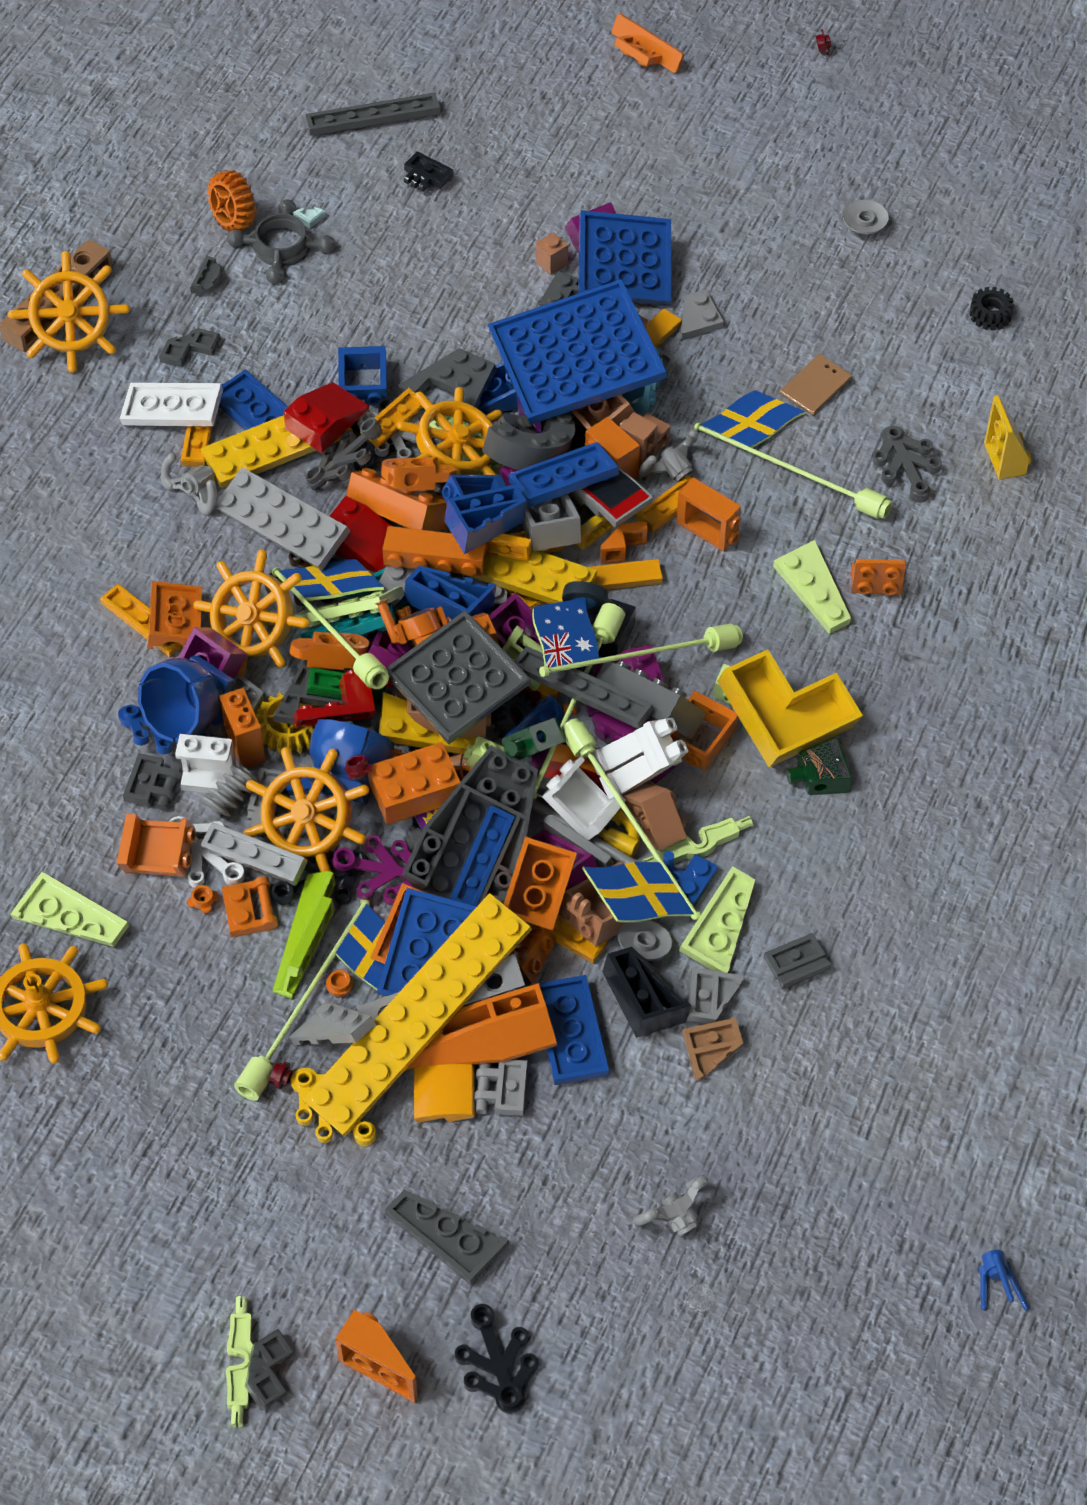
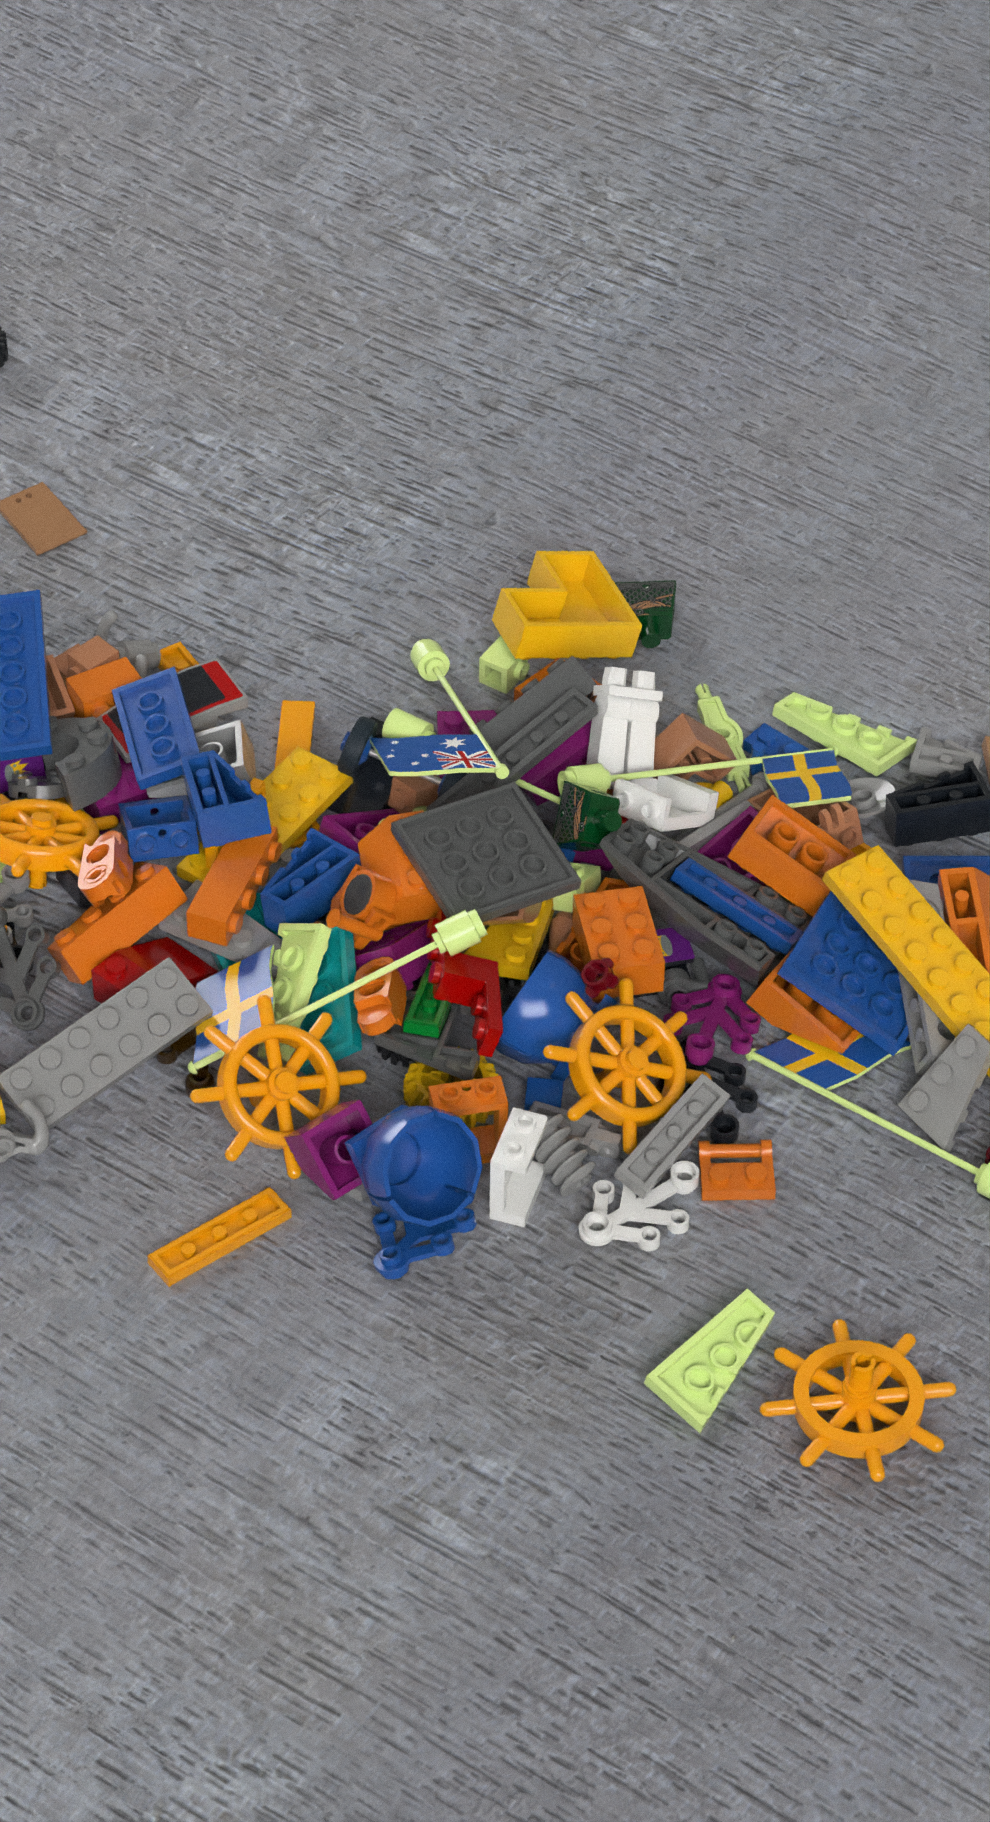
camera: 80 degrees left, 10 degrees down
(144, 779) = (508, 1256): dark grey plate -> none
(156, 846) = (632, 1242): orange panel -> none
(172, 613) = (259, 1185): orange piece -> none
(202, 892) = (715, 1215): orange plate -> none
(307, 929) = (795, 1108): lime wedge -> none
(339, 983) = (871, 1090): orange plate -> none
(627, 534) = (256, 728): orange slope -> none
(698, 496) = (233, 614): orange window -> none
(758, 418) = (85, 588): flag -> none
(797, 961) = (909, 680): dark grey plate -> none
(813, 584) = (358, 577): yellowish green wing -> none
(877, 576) = (373, 516): orange bracket -> none
(895, 438) = (162, 466): dark grey plant -> none
(1005, 443) = (213, 362): yellow slope -> none

